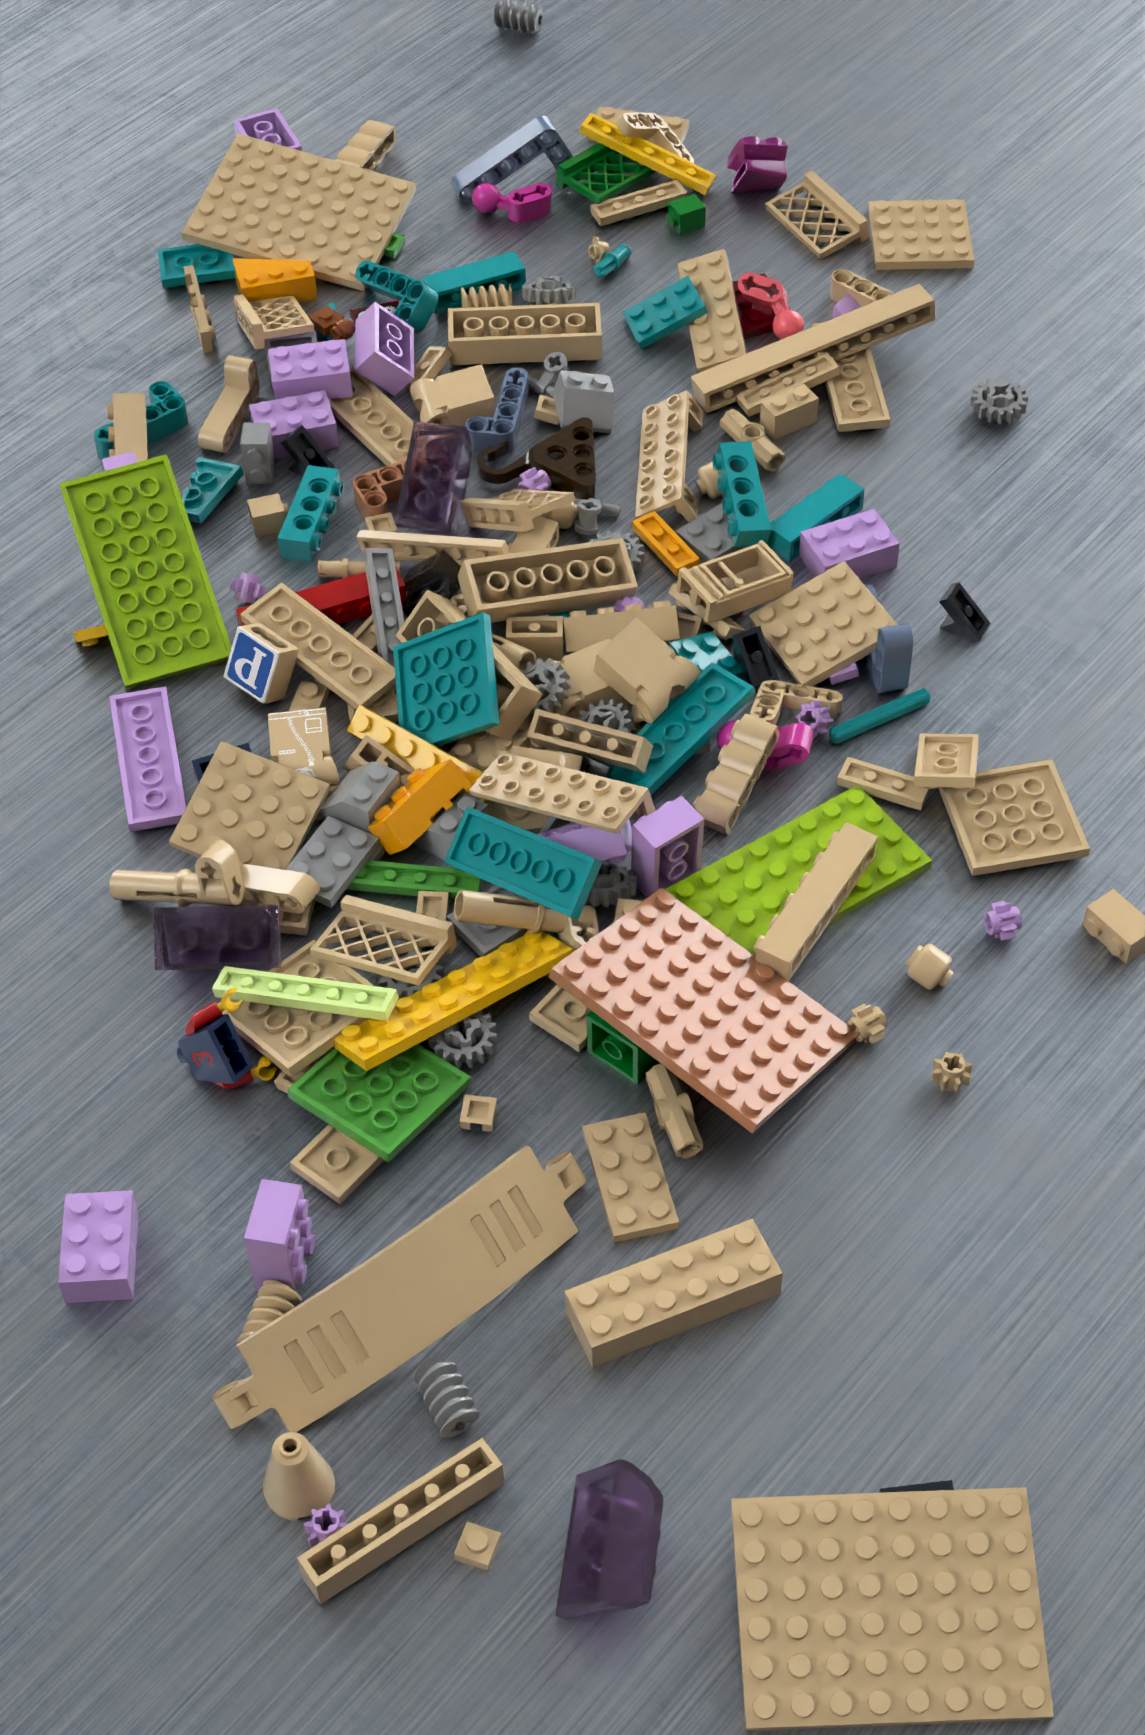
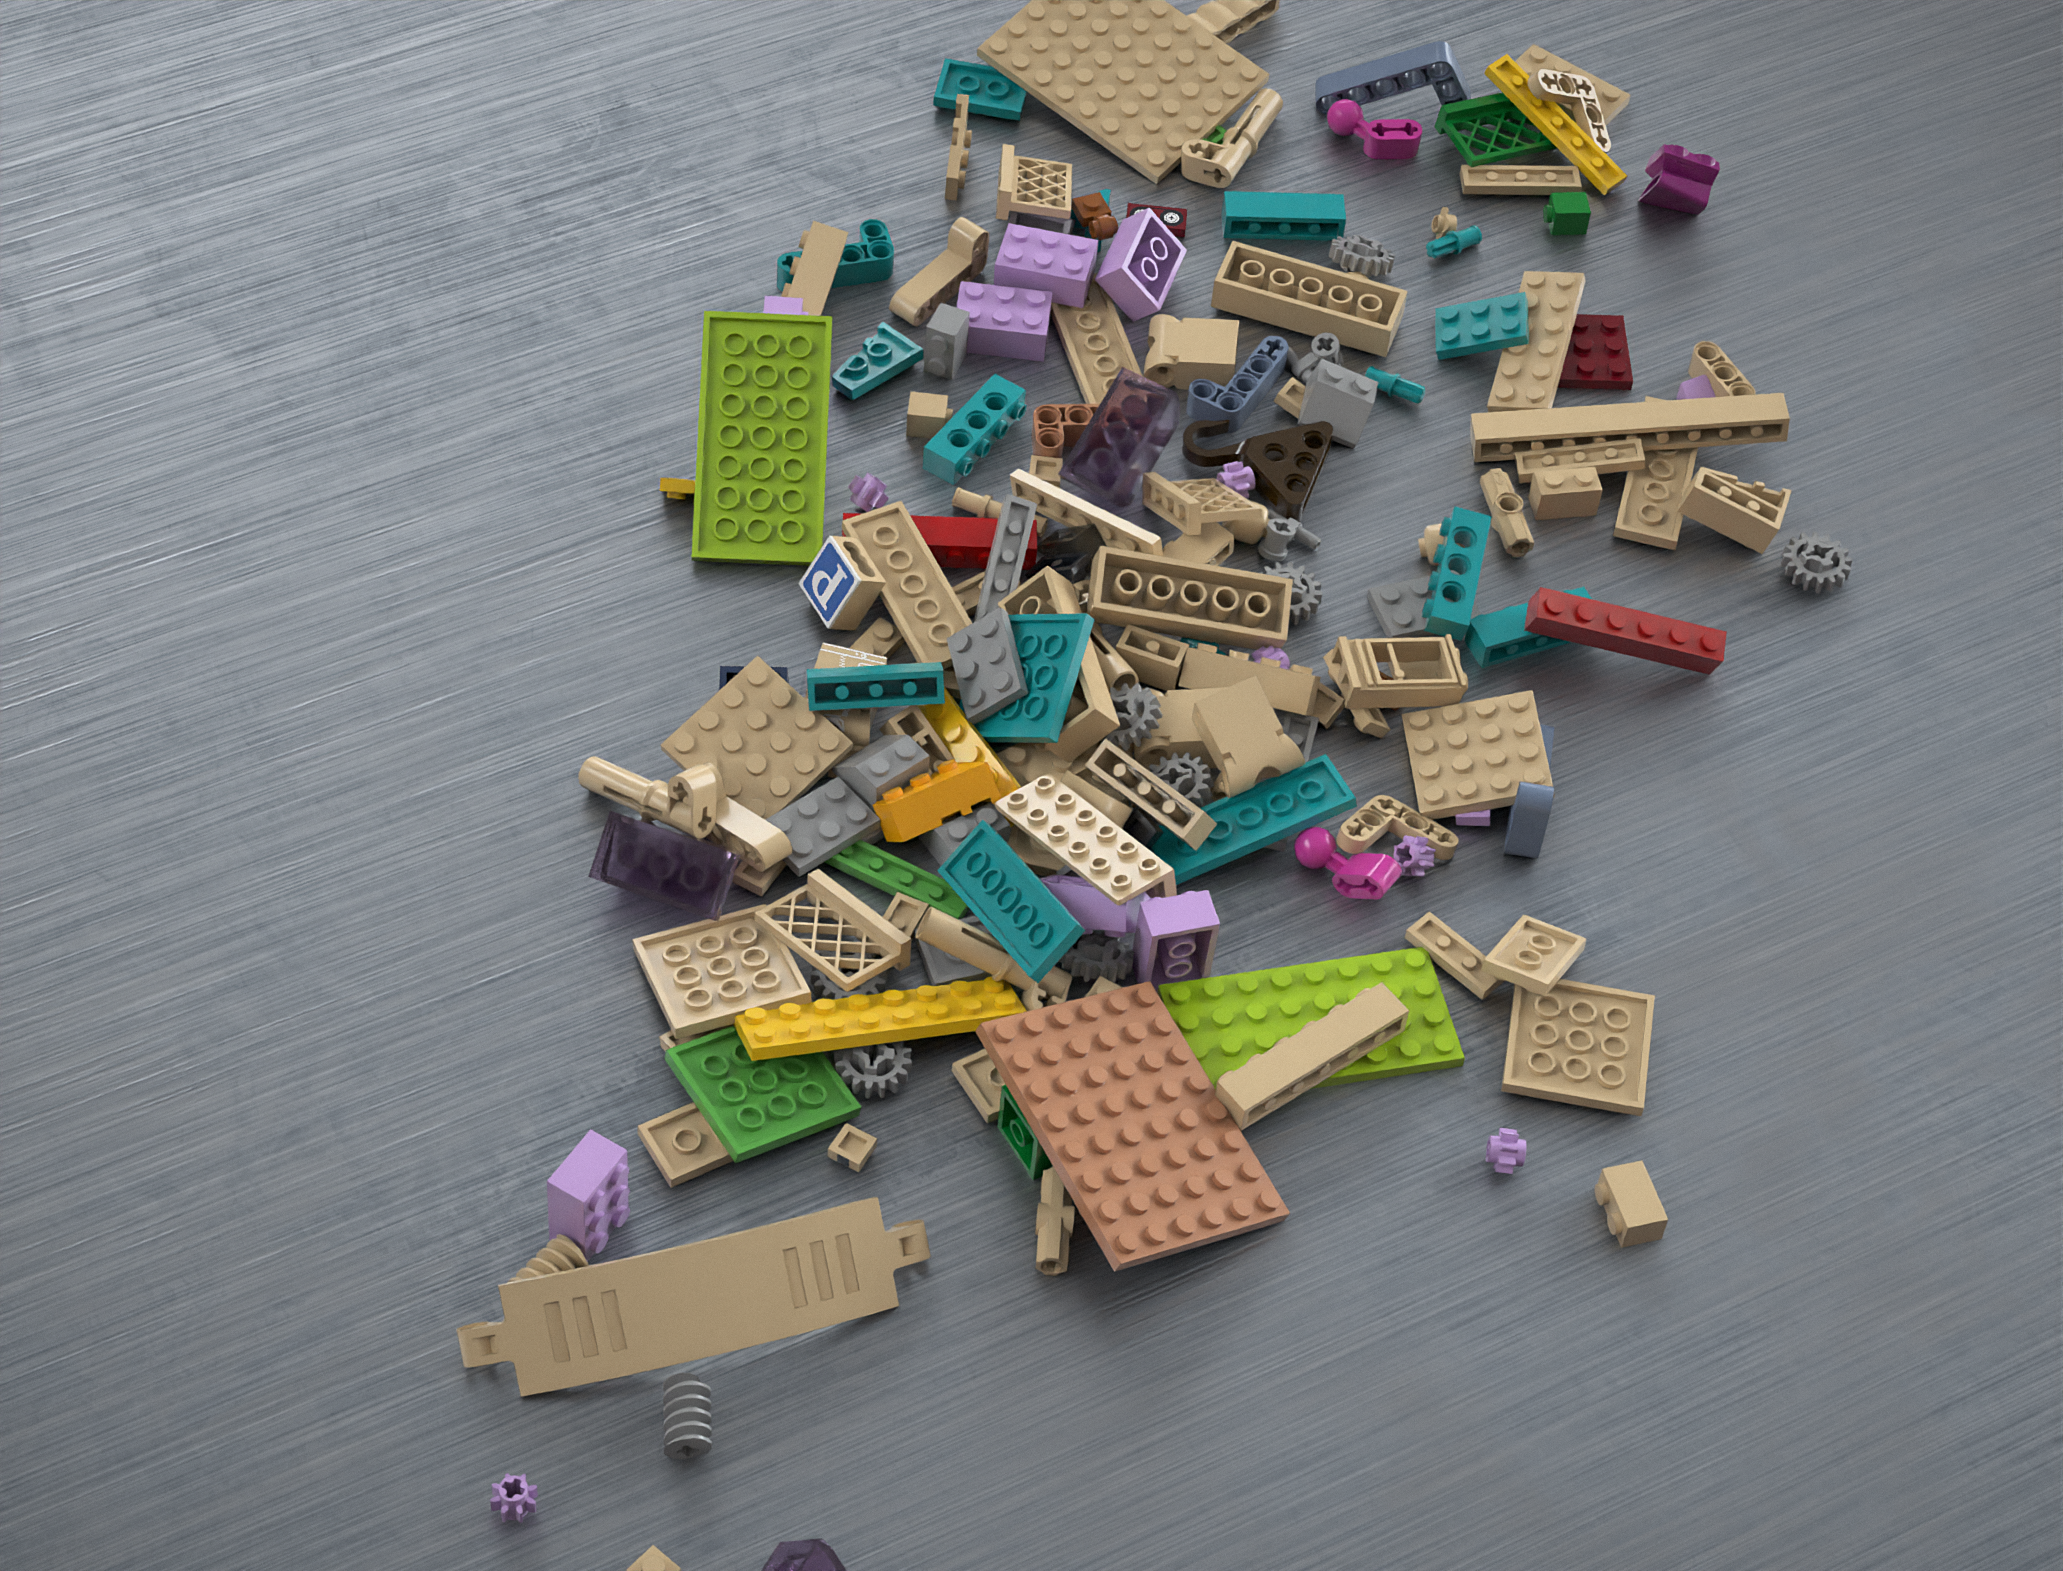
camera: 15 degrees right, 0 degrees up
(98, 1246) = (411, 1139): lavender brick -> none
(148, 758) = (681, 645): lavender plate -> none
(216, 1049) = (612, 982): dark blue torso -> none
(275, 278) = (1059, 138): light orange wedge -> none
(297, 1478) = (506, 1437): tan cone -> none
(304, 451) = (1000, 357): black slope -> none
(307, 993) = (727, 957): yellowish green plate -> none
(329, 731) = (875, 686): none -> teal brick
(401, 1520) = (588, 1517): tan brick -> none
(412, 685) = (987, 665): none -> light grey plate
(414, 240) = (1238, 144): none -> tan piece
(415, 297) = (1205, 215): teal beam -> none
(430, 363) = (1186, 299): tan plate -> none
(485, 299) = (1285, 244): tan piece -> none
(624, 376) = (1396, 385): none -> teal axle
(630, 1177) = (978, 1271): tan plate -> none
(664, 456) = (1396, 497): tan bracket -> none
(665, 542) = (1350, 599): light orange plate -> none
(672, 1292) = (963, 1402): tan brick -> none
(704, 650) = (1331, 737): teal plate -> none
(737, 772) = (1290, 890): tan brick -> none
(754, 656) = (1381, 764): black slope -> none
(786, 321) = (1616, 384): coral beam -> none
(832, 206) = (1746, 265): tan fence -> none
(857, 539) = (1563, 675): lavender brick -> none
(868, 1023) = (1303, 1206): tan gear -> none
(879, 715) = (1491, 878): teal axle -> none
(890, 493) = (1625, 631): none -> red brick
(920, 234) = (1833, 328): tan plate -> none
(922, 380) = (1735, 508): none -> tan wedge
(929, 966) = (1401, 1170): tan head -> none
(951, 1072) = (1367, 1289): tan gear -> none
(963, 615) = (1642, 797): black slope -> none

